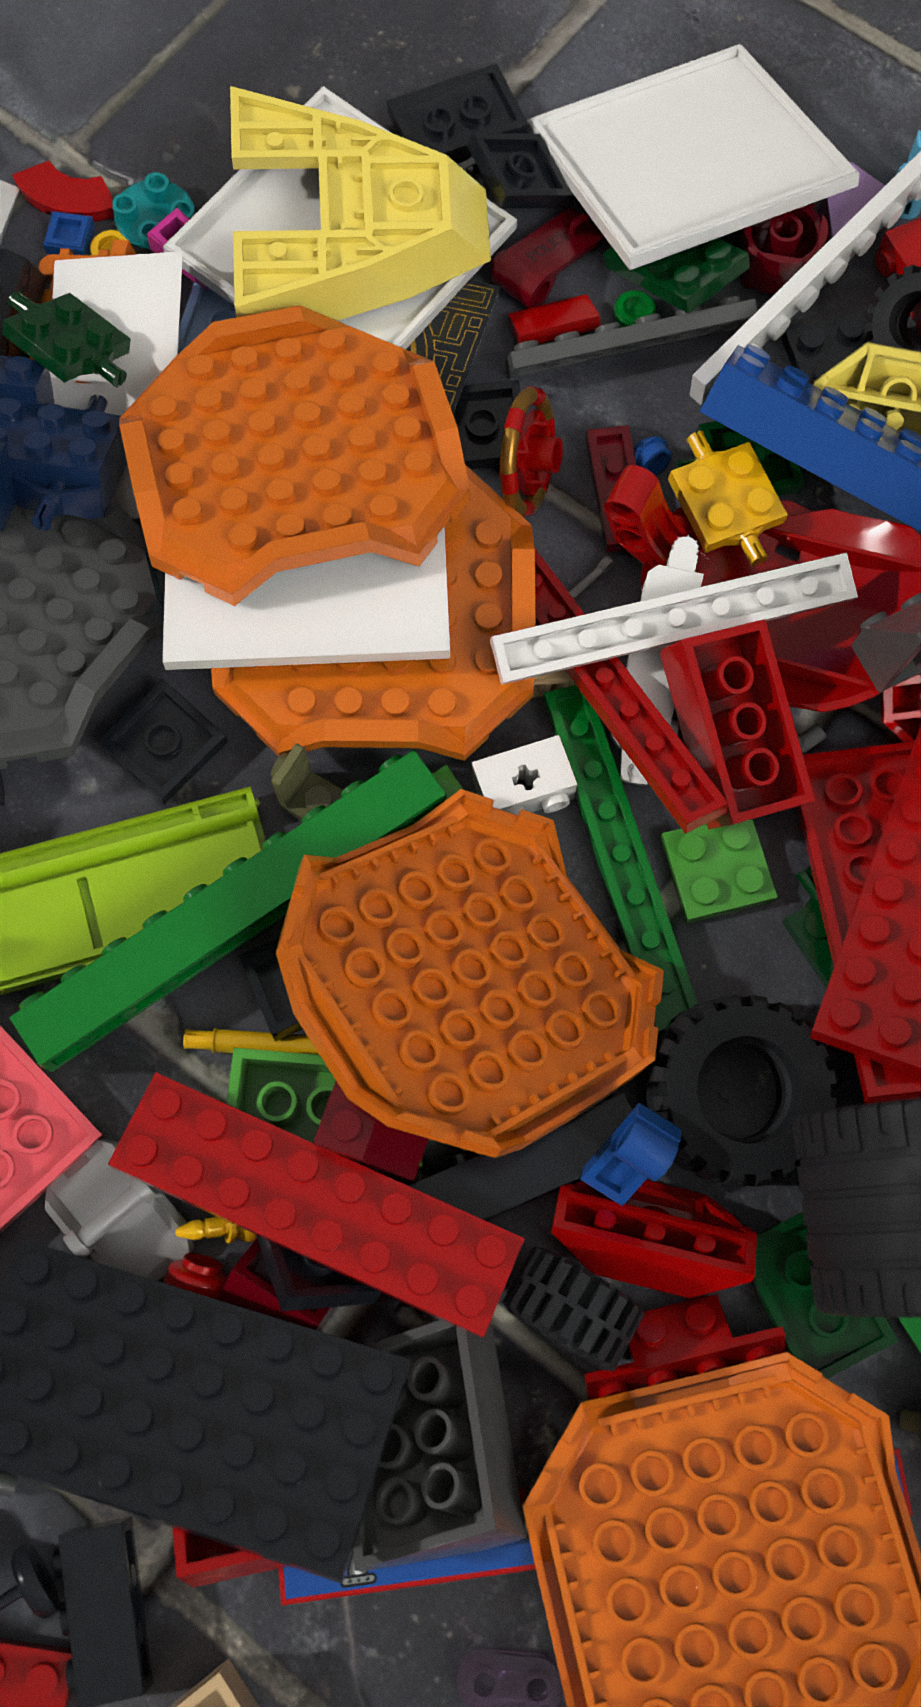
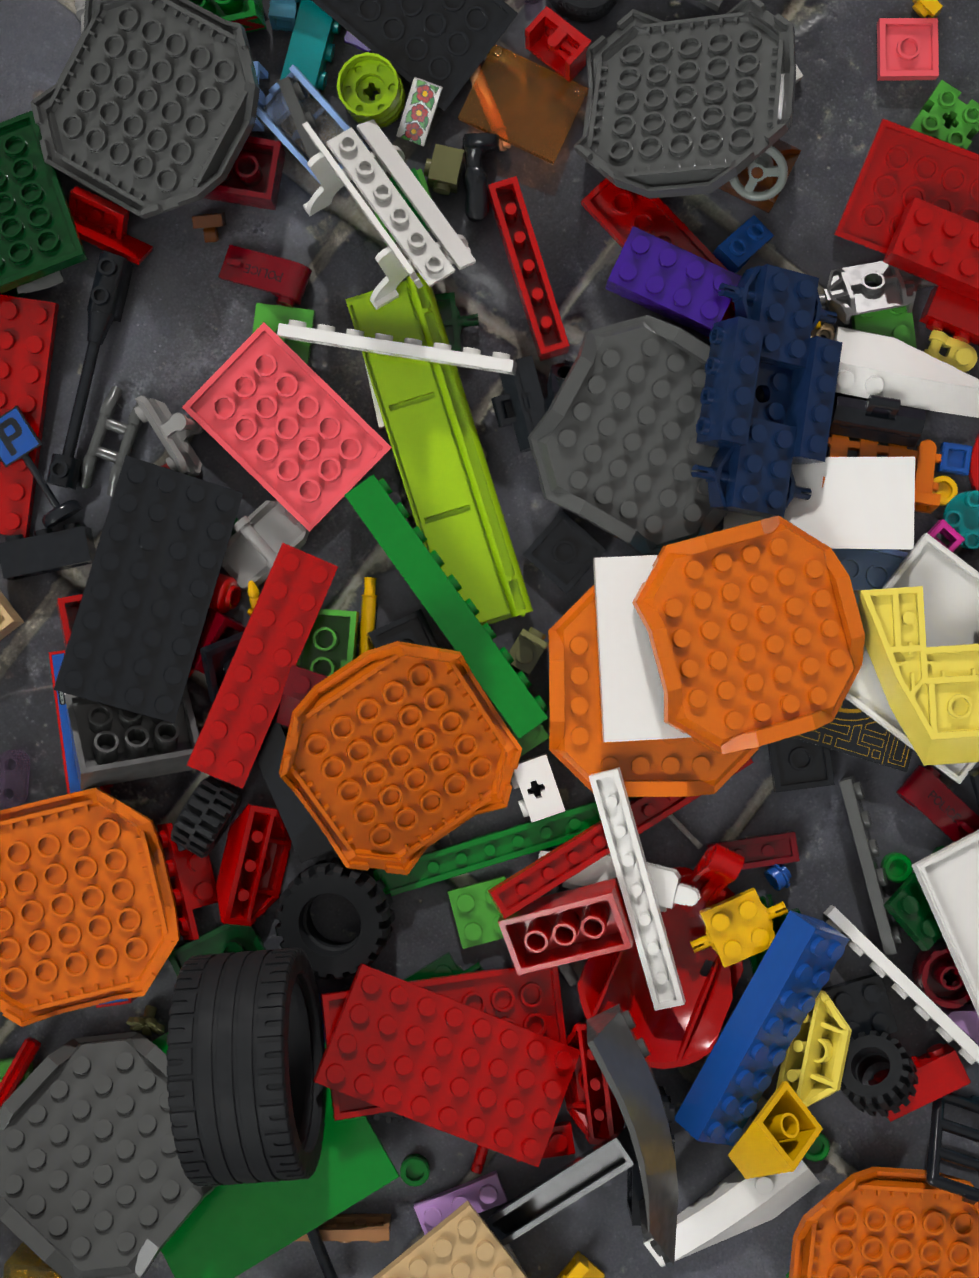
camera: 90 degrees right, 15 degrees up
(67, 337) = (845, 472): dark green plate -> none
(529, 451) = (769, 793): red piece -> none
(554, 319) = (885, 809): red tile -> none
(635, 1151) = (291, 853): blue plate -> none

